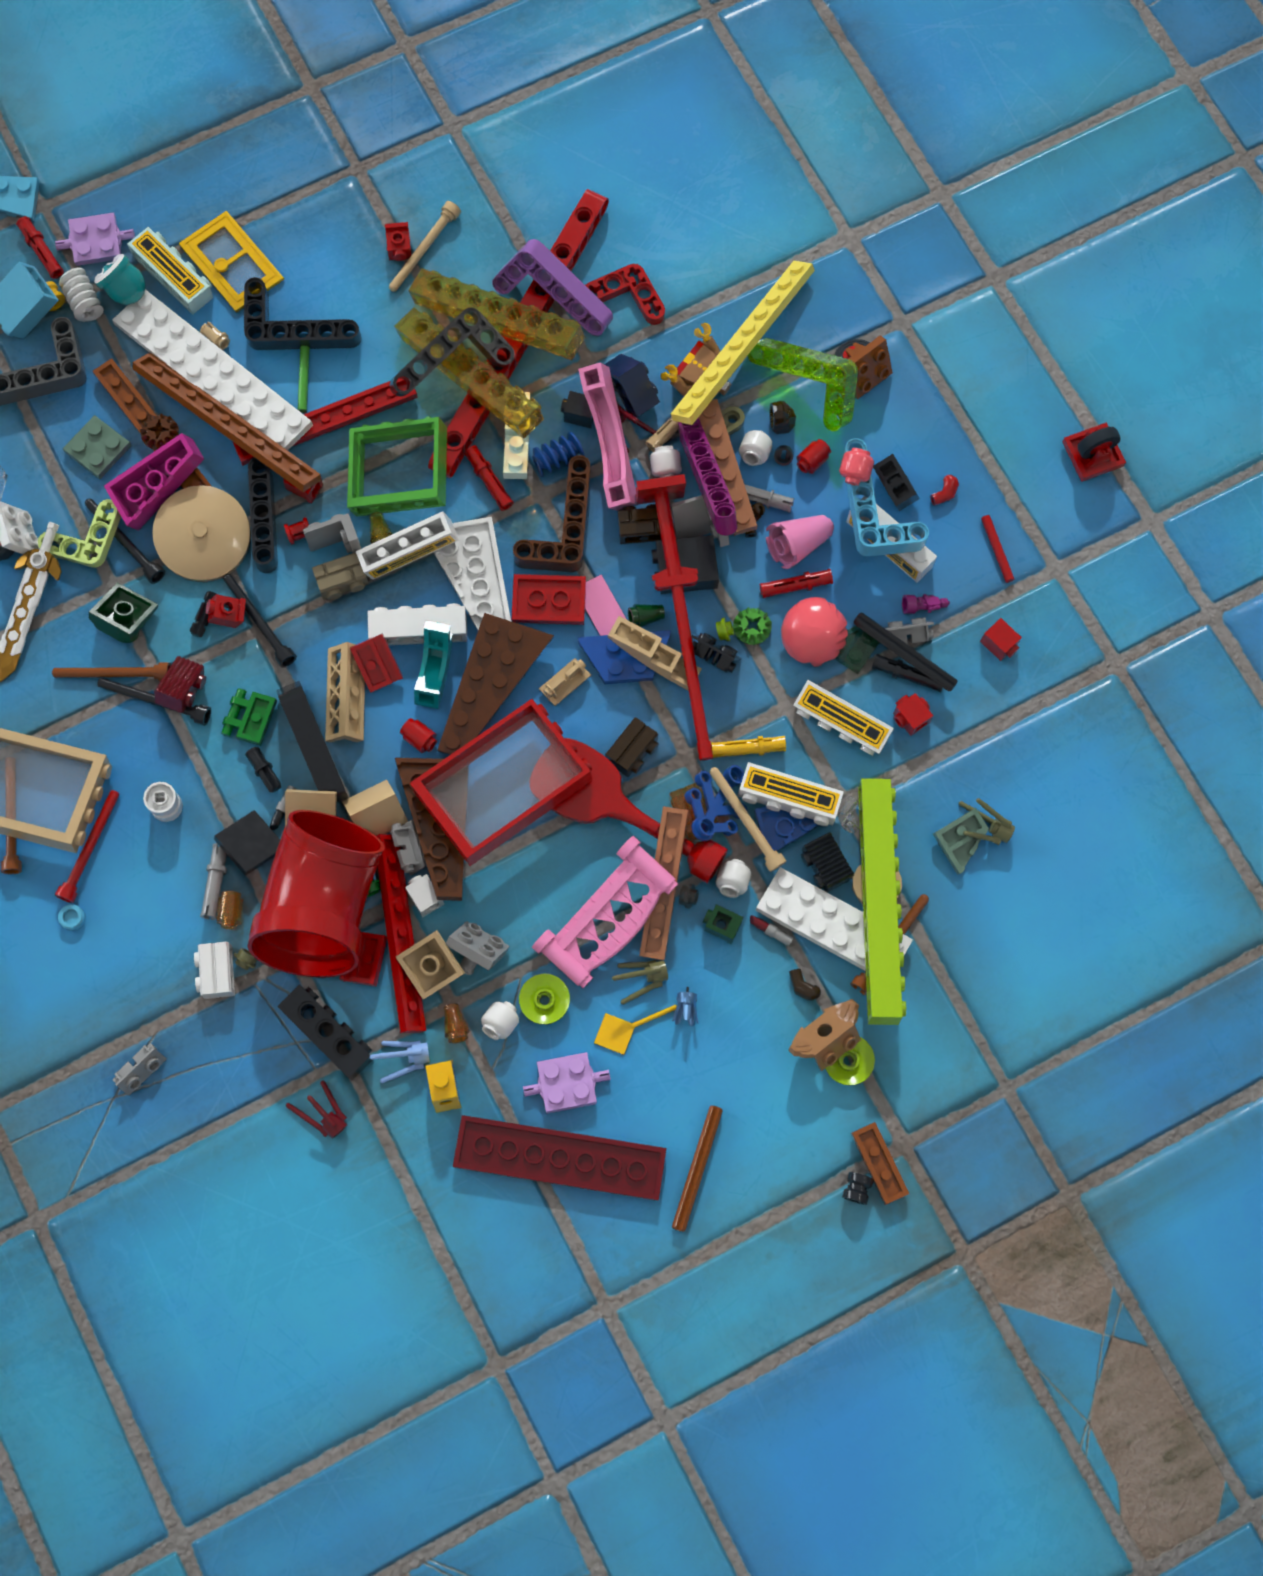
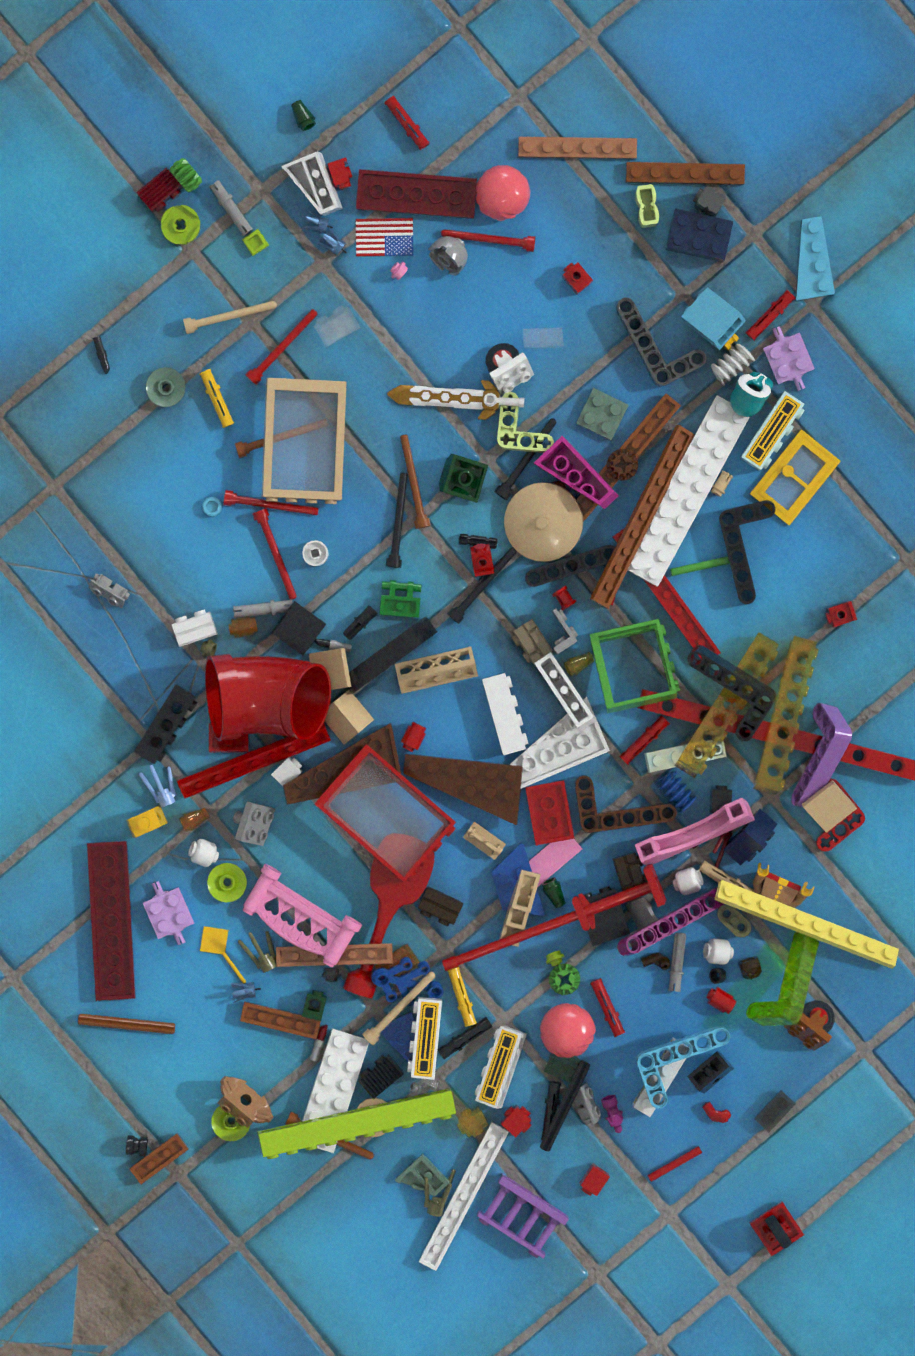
camera: 80 degrees right, 15 degrees up
(102, 858) = (262, 517): none -> red piece
(180, 685) = (412, 540): dark red brick -> none
(332, 1123) = (99, 745): dark red plant -> none
(376, 662) = (464, 689): red plate -> none
(411, 855) = (328, 748): light grey hinge -> none
(430, 964) = (232, 791): tan slope -> none
(434, 665) = (469, 736): teal arch -> none
(449, 212) = (878, 649): tan piece -> none
(613, 292) = (829, 806): none -> tan tile
(721, 446) = (691, 933): nougat plate -> none
(728, 653) = (533, 963): black hinge -> none
(732, 971) = (279, 1020): none -> dark orange plate
(733, 878) = (352, 1006): white head -> none
(797, 538) = (644, 1002): bright pink cone -> none
(803, 762) = (464, 1038): none -> black pin
(803, 988) = (278, 1076): dark brown arm -> none
(856, 466) = (700, 1041): coral head -> none
(904, 765) = (472, 1122): none -> clear yellow brick
(955, 426) = (774, 1111): none -> clear smoke plate
(997, 796) = (463, 1196): none -> white plate
(1024, 709) = (523, 1196): none -> medium lavender fence

